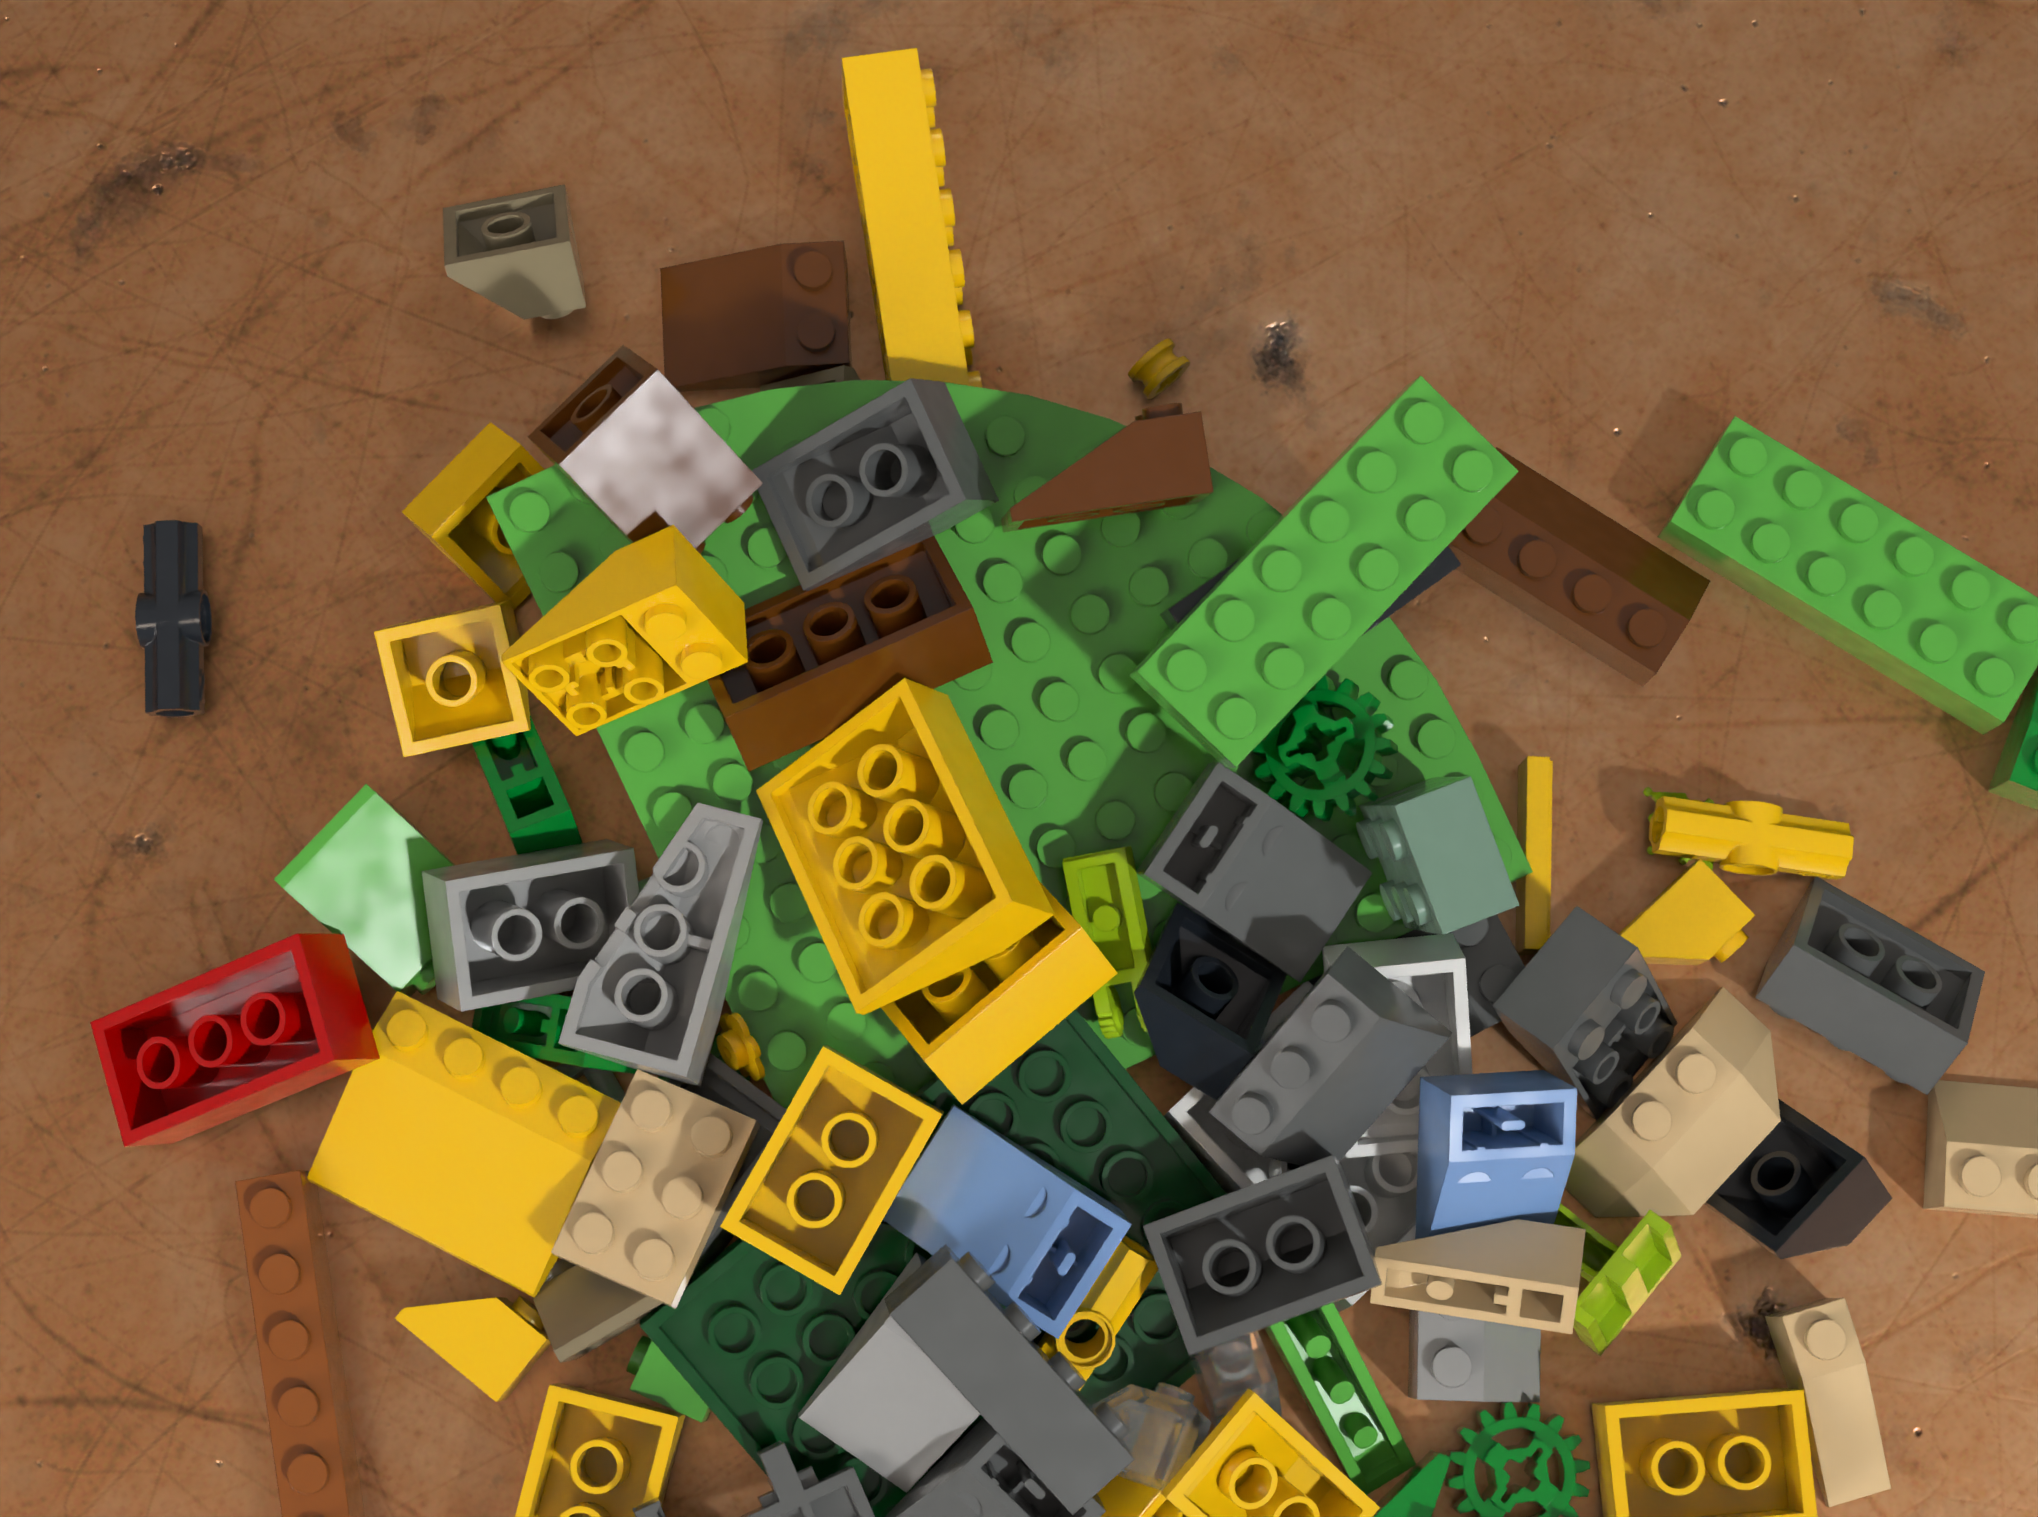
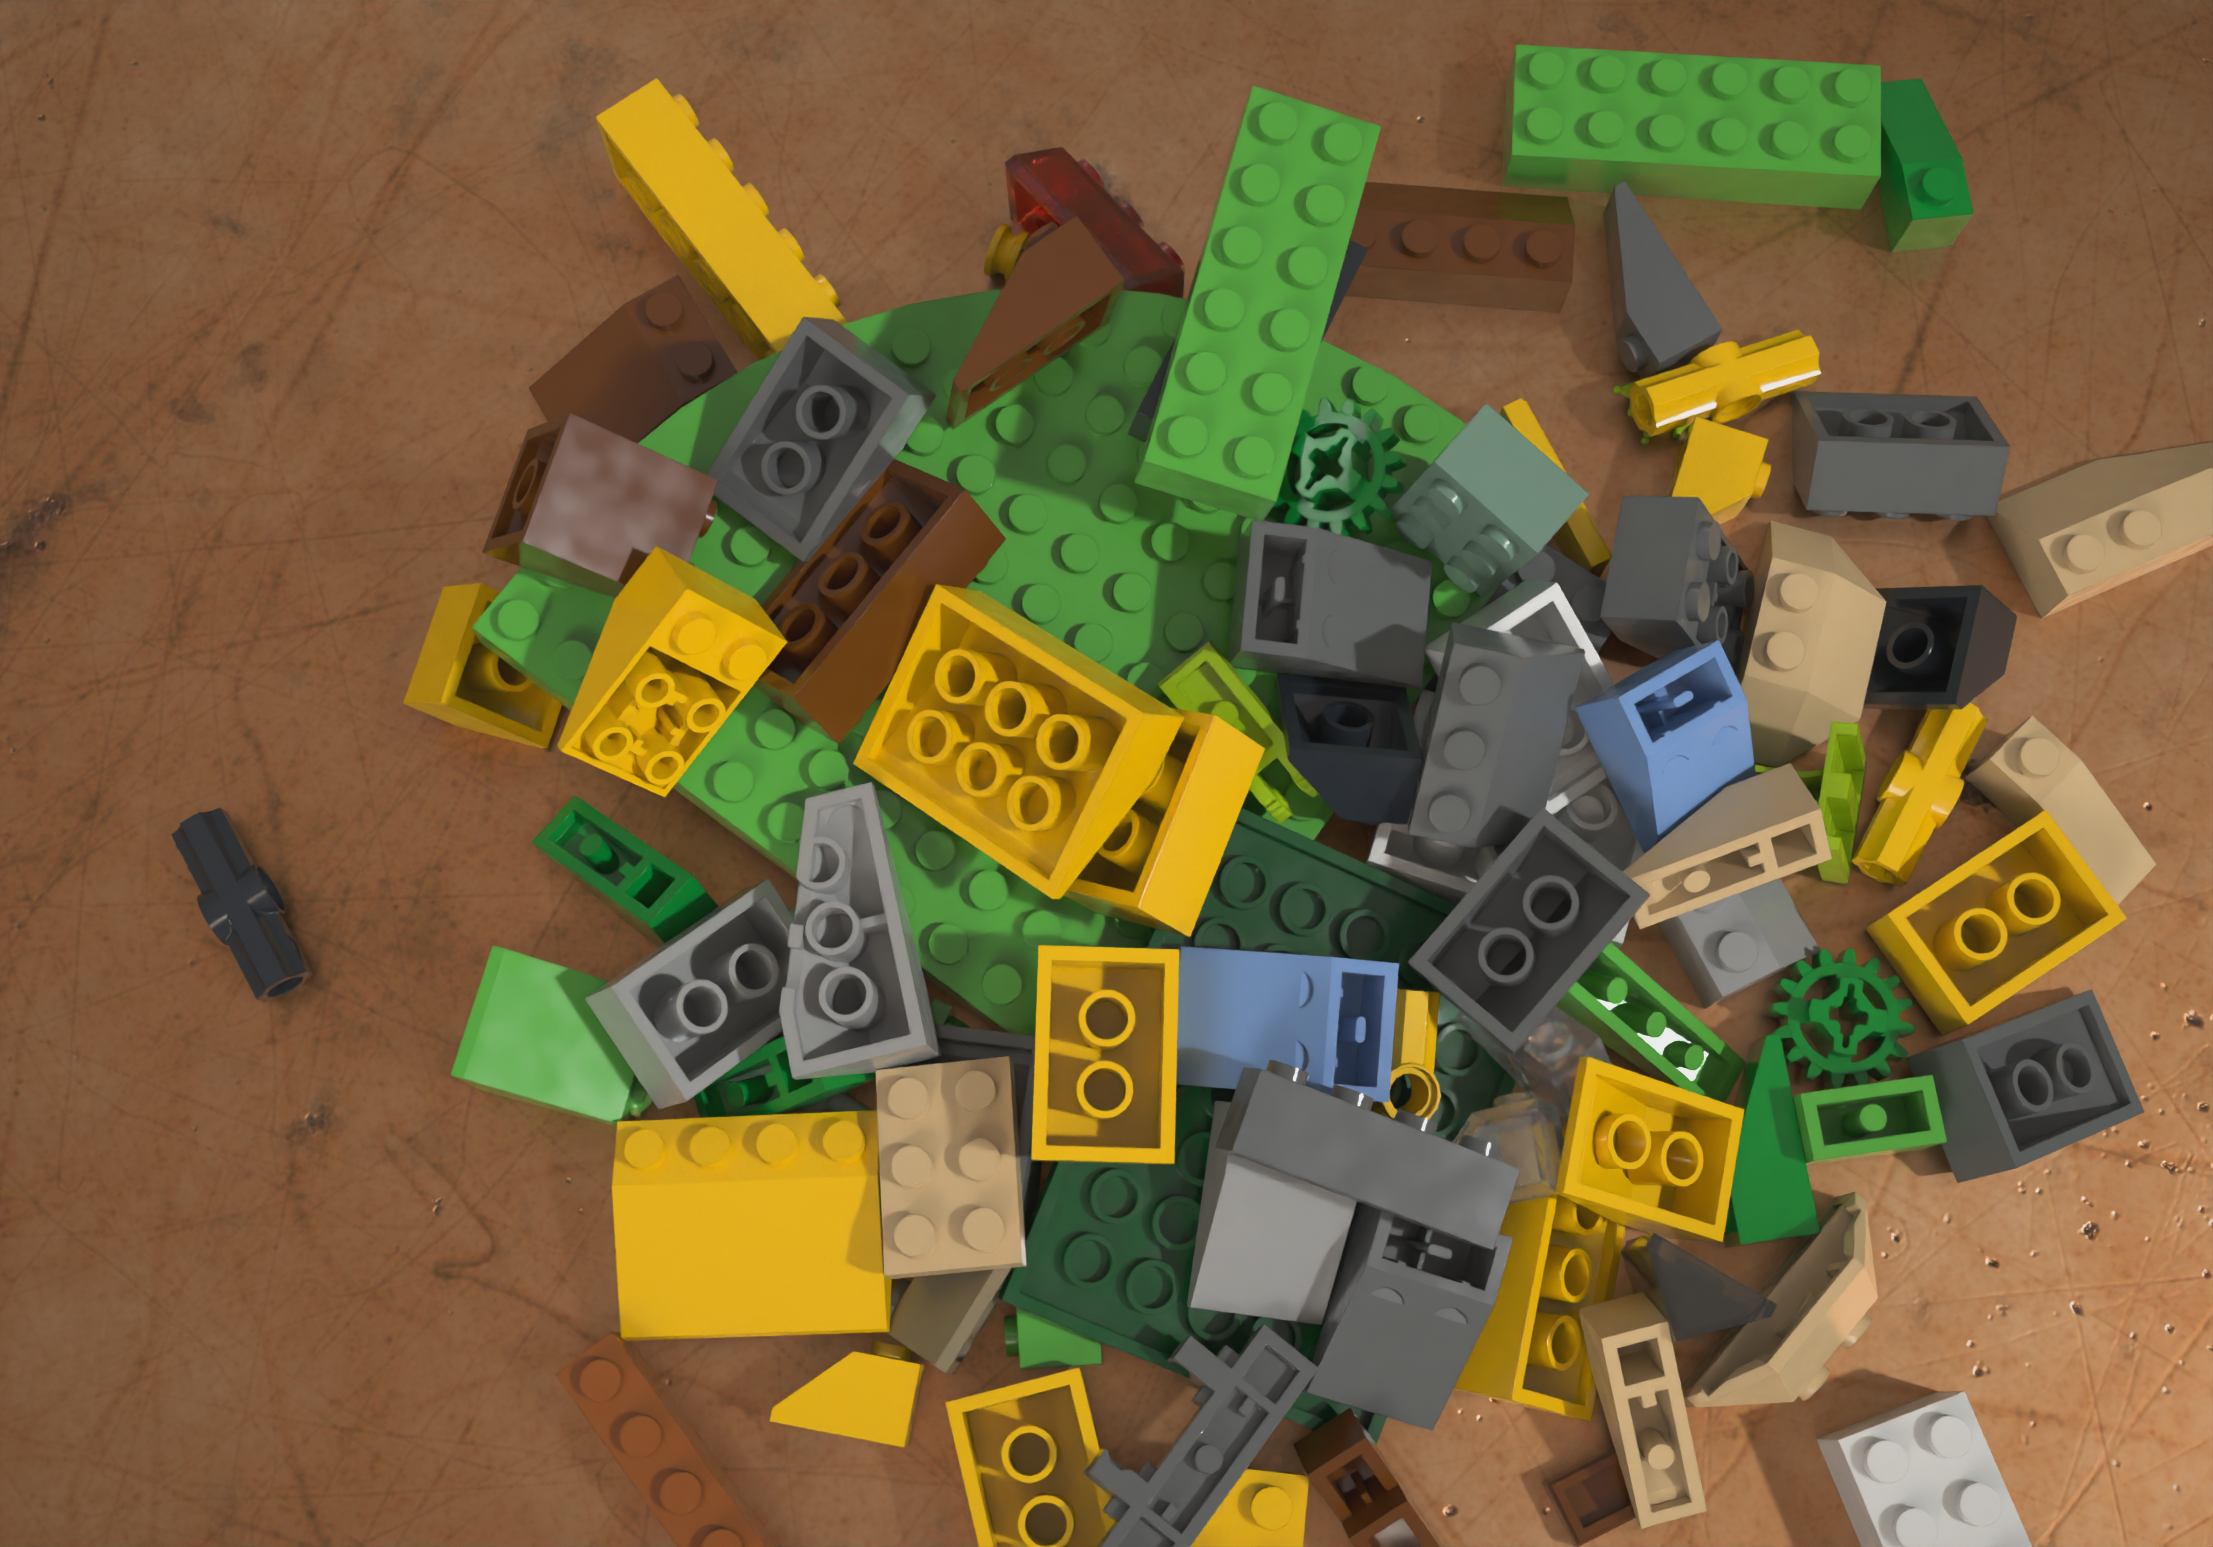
camera: 25 degrees left, 5 degrees down
(234, 1039) = (487, 1243): red brick -> none
(451, 680) = (526, 820): yellow slope -> none
(517, 252) = (396, 433): dark tan slope -> none
(738, 1047) = (957, 1003): yellow plant -> none
(1245, 393) = (1056, 188): none -> clear red slope
(1708, 1311) = (1919, 793): none -> yellow piece
(1728, 732) = (1654, 304): none -> dark grey slope

